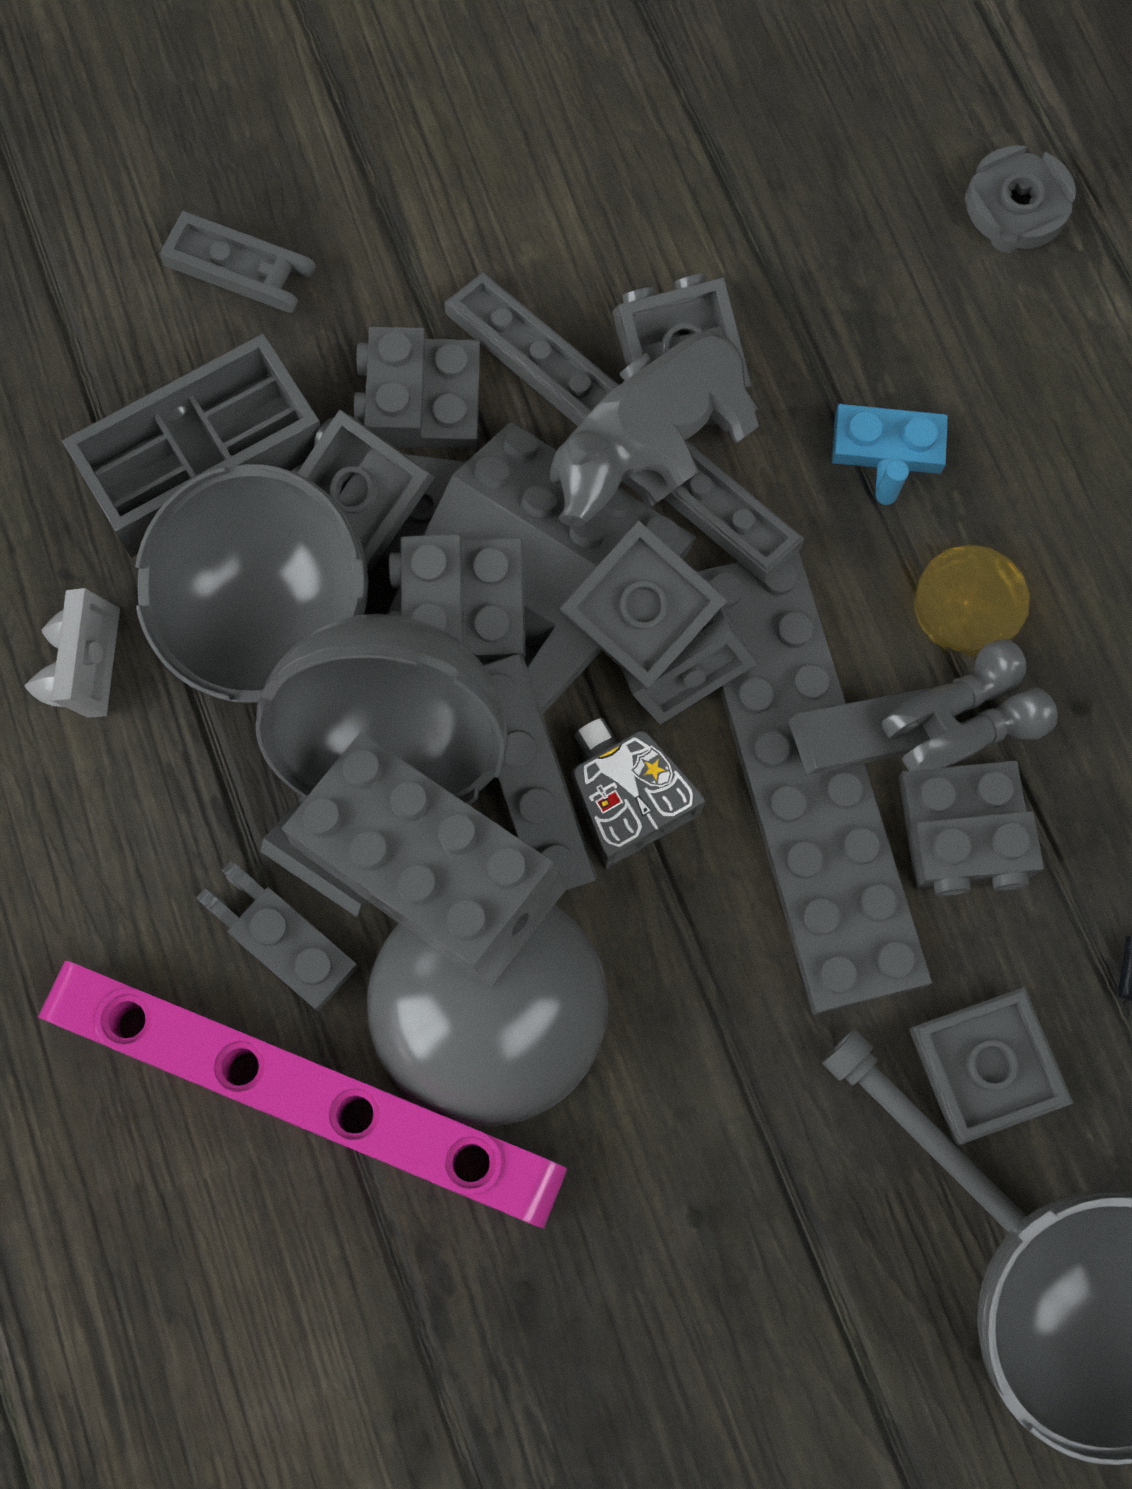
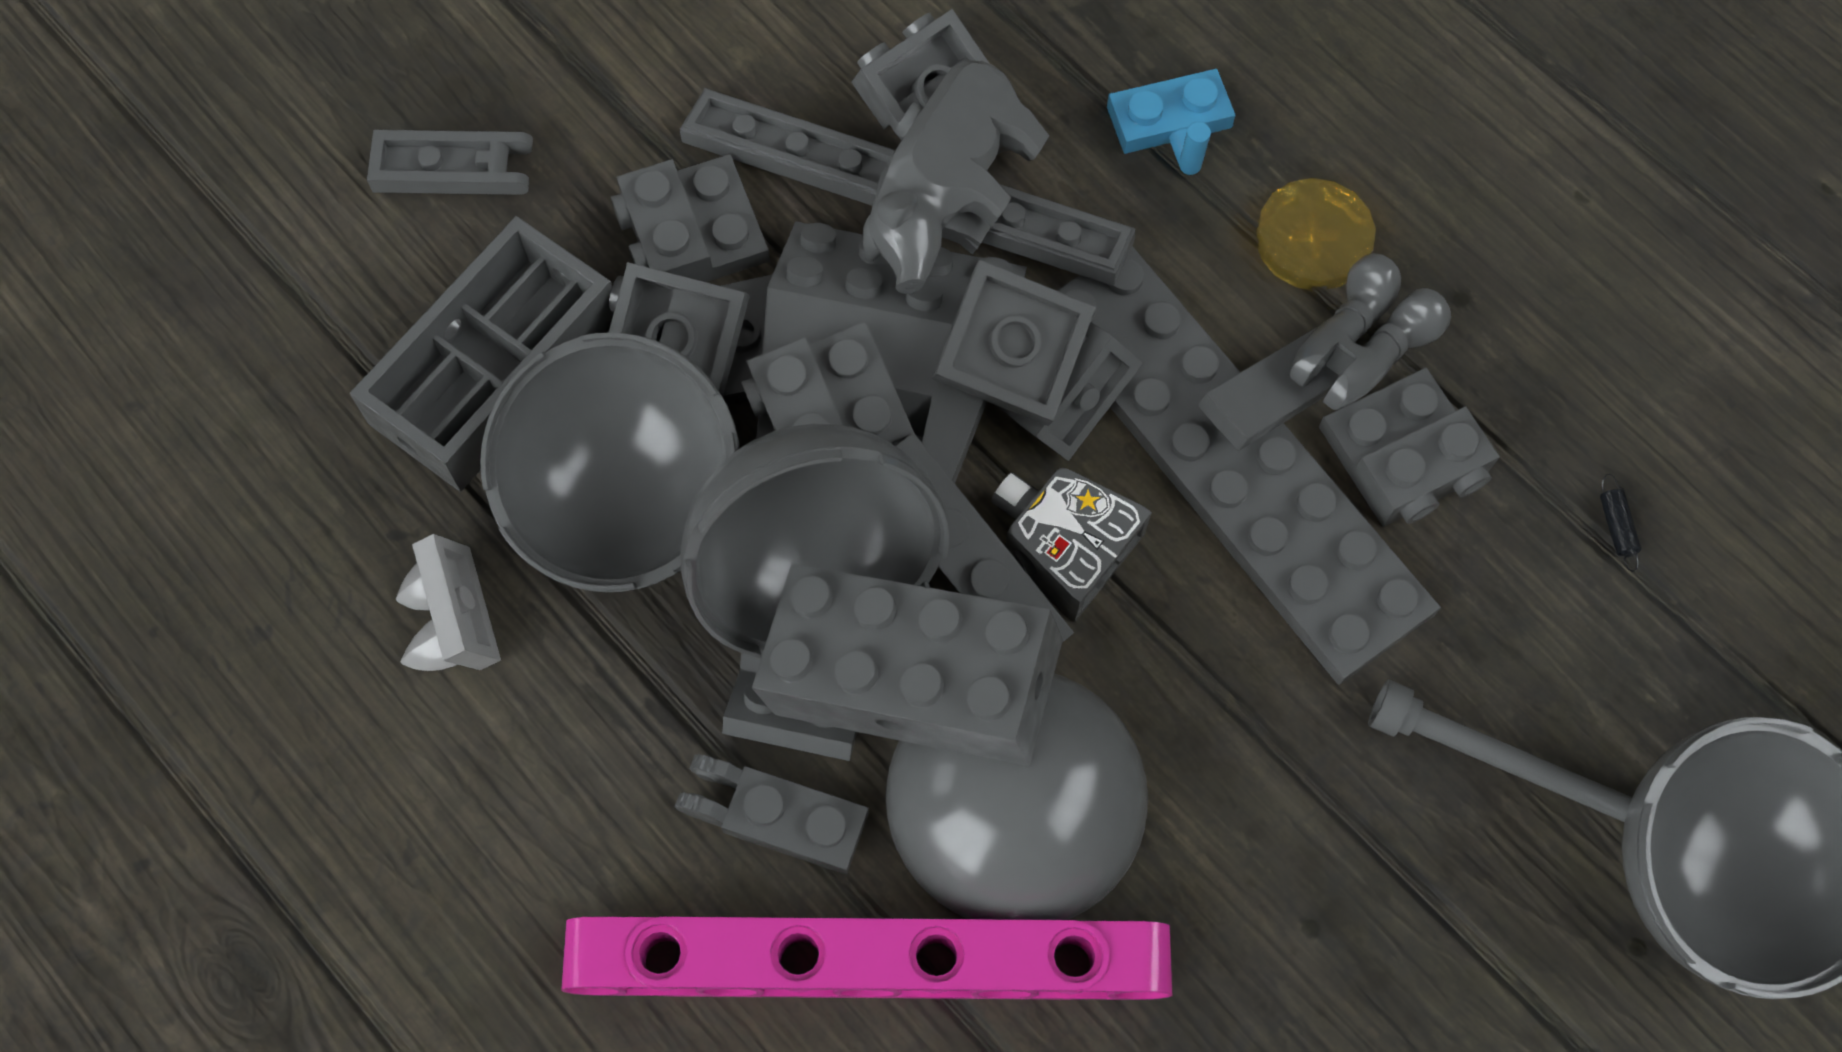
camera: 20 degrees left, 5 degrees down
(990, 1066) = (1530, 666): dark grey plate -> none

